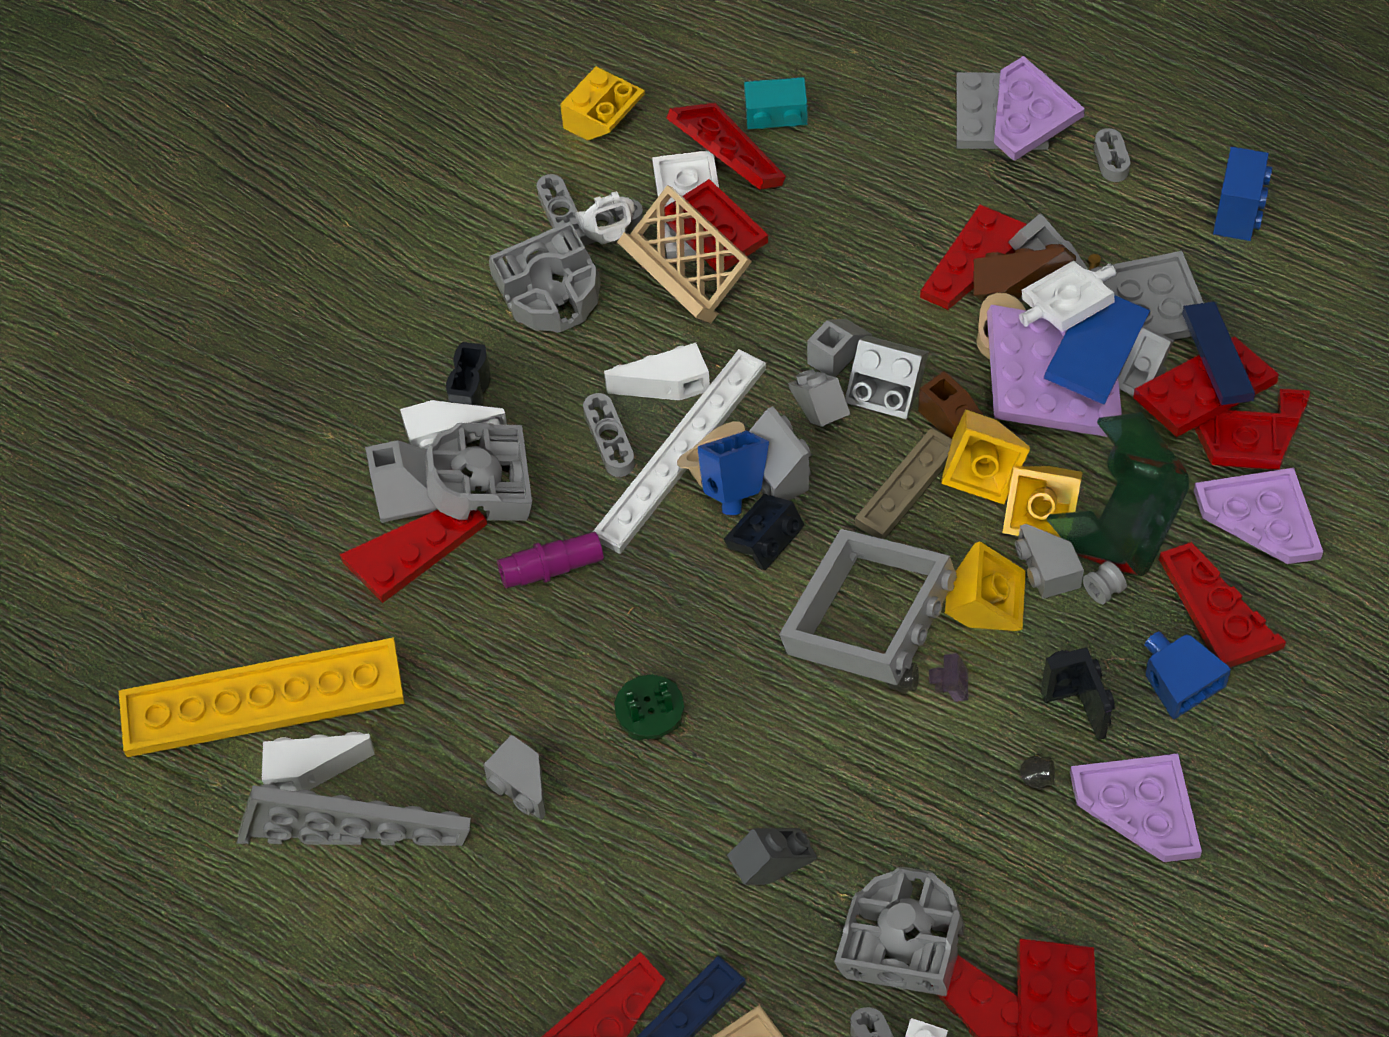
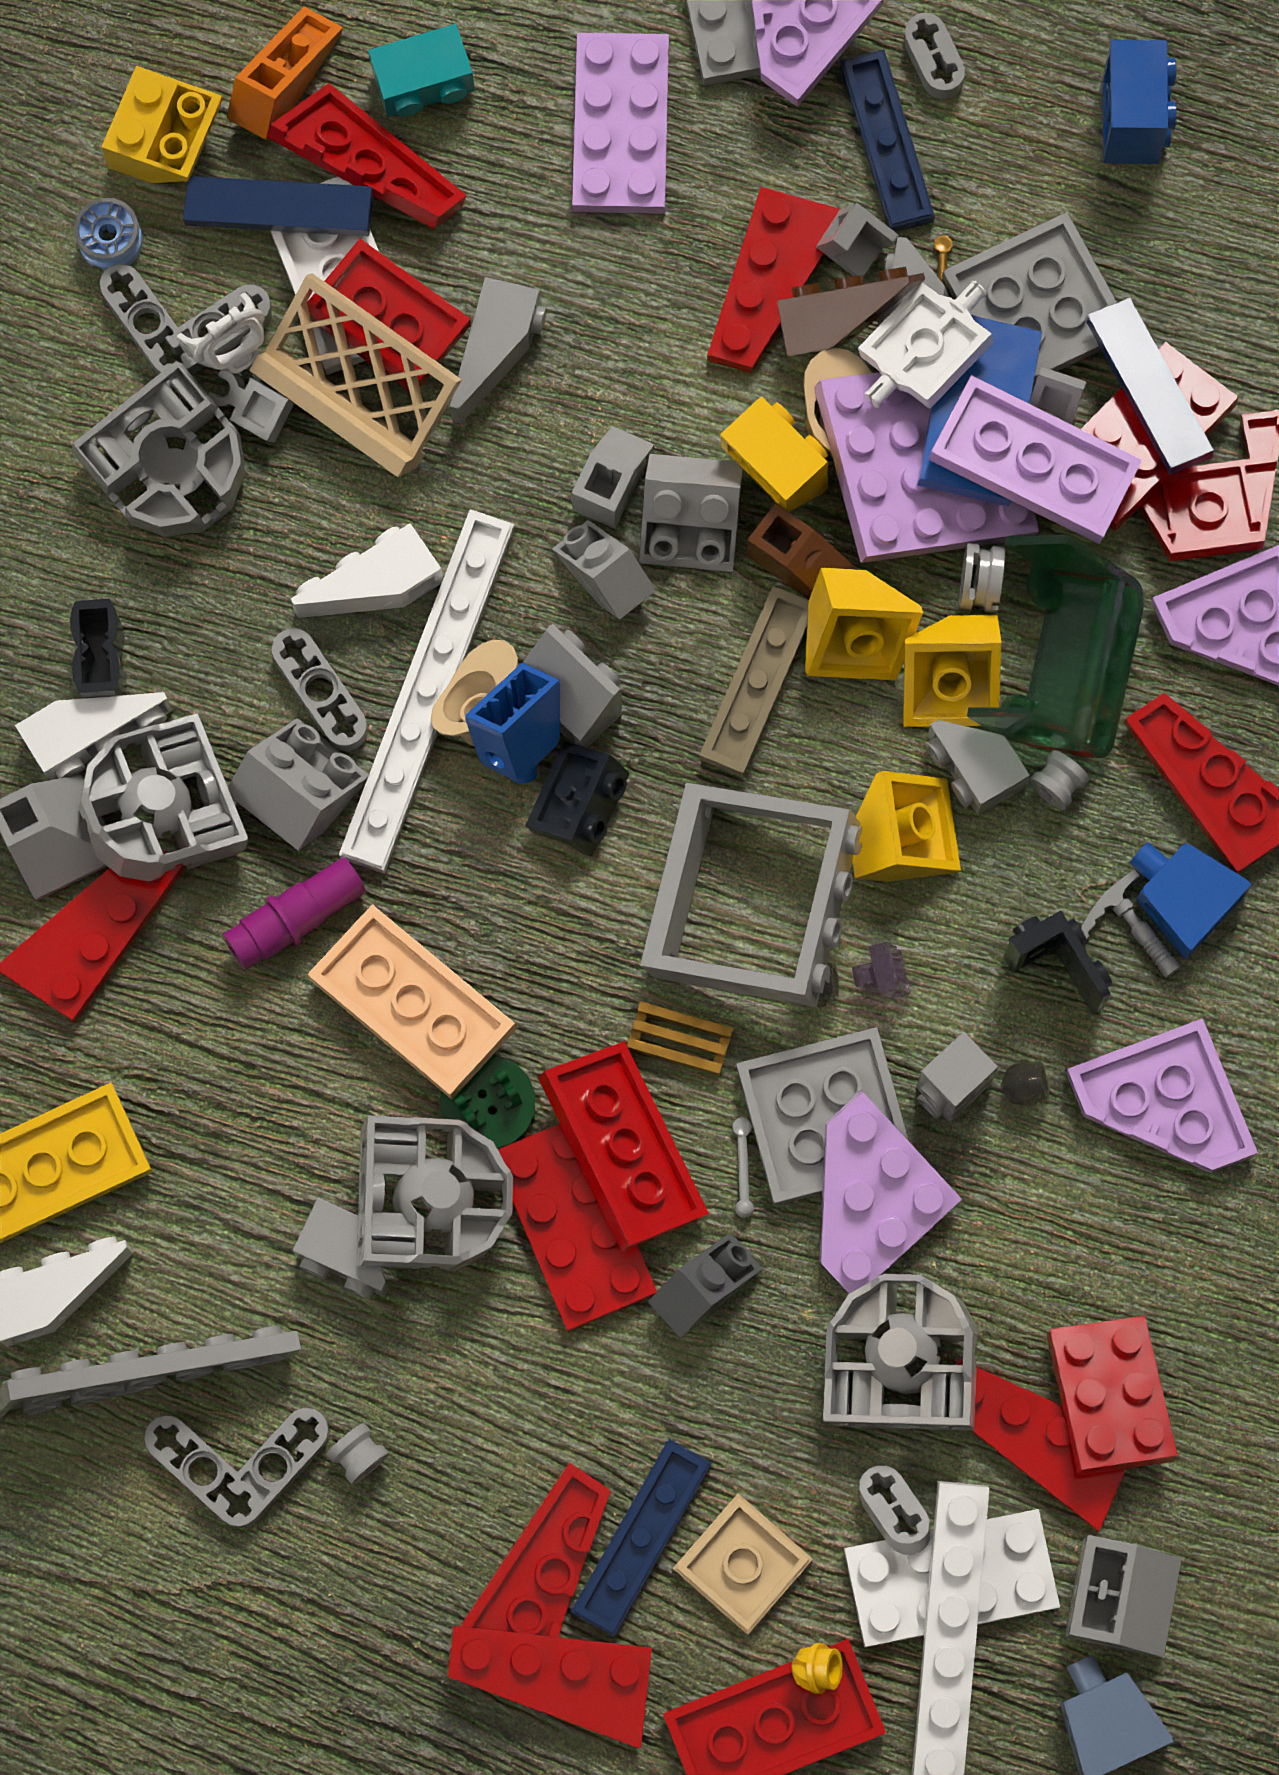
camera: 15 degrees left, 20 degrees up
(406, 916) = (248, 1477): none -> light grey beam
(489, 914) = (357, 1453): none -> light grey wheel
(551, 156) = (117, 219): none -> light blue wheel
(575, 483) = (296, 783): none -> light grey slope
(615, 265) = (256, 406): none -> light grey plate
(615, 629) = (412, 1001): none -> light nougat plate
(627, 738) = (445, 1185): none -> light grey connector
(663, 157) = (278, 206): none -> dark blue tile
(685, 89) = (281, 71): none -> orange slope
(689, 798) = (570, 1233): none -> red plate
(736, 750) = (623, 1146): none -> red plate
(781, 259) = (497, 340): none -> light grey slope
(801, 683) = (640, 1026): none -> pearl gold tile
(825, 763) = (741, 1129): none -> light grey hinge
(887, 764) = (798, 1092): none -> light grey plate
(896, 157) = (620, 123): none -> lavender plate
(911, 816) = (874, 1194): none -> lavender plate
(953, 344) = (776, 455): none -> yellow slope
(987, 751) = (955, 1078): none -> light grey brick
(1070, 195) = (887, 141): none -> dark blue tile
(1081, 448) = (987, 577): none -> light grey wheel
(1128, 373) = (1035, 459): none -> lavender plate
(1129, 668) = (1140, 929): none -> light grey piece

